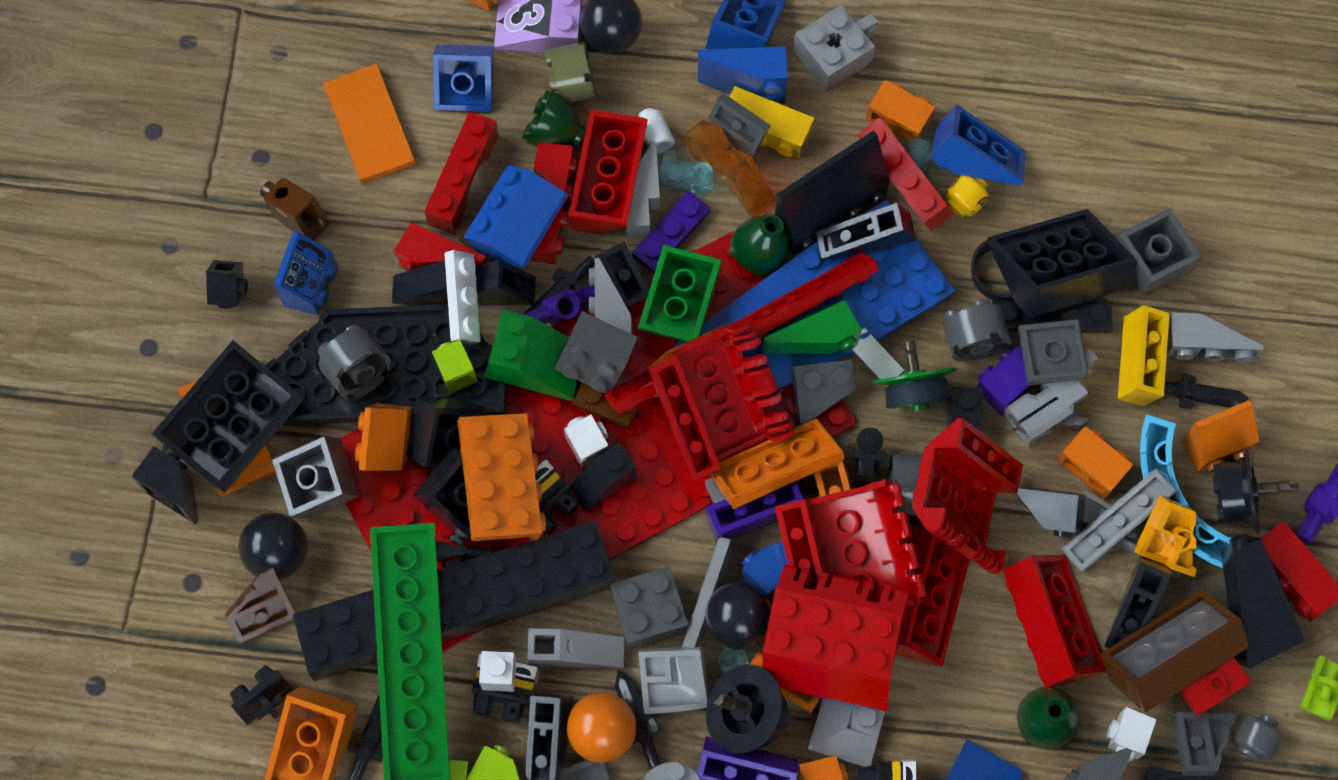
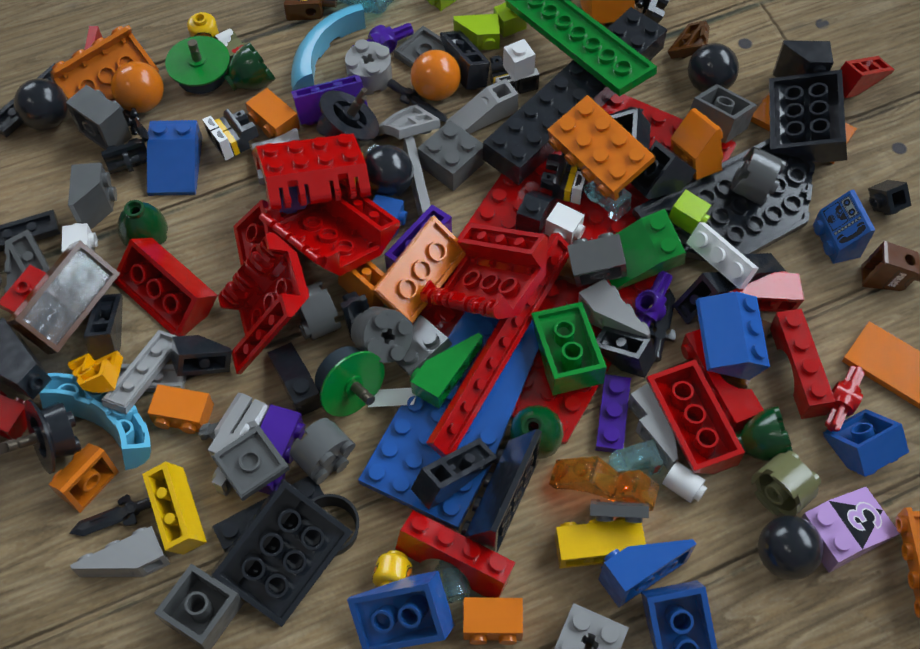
camera: 150 degrees right, 10 degrees down
(109, 447) = (862, 74): none -> red slope
(447, 122) = (847, 398): none -> red axle
(858, 406) = (395, 332): none -> dark grey brick

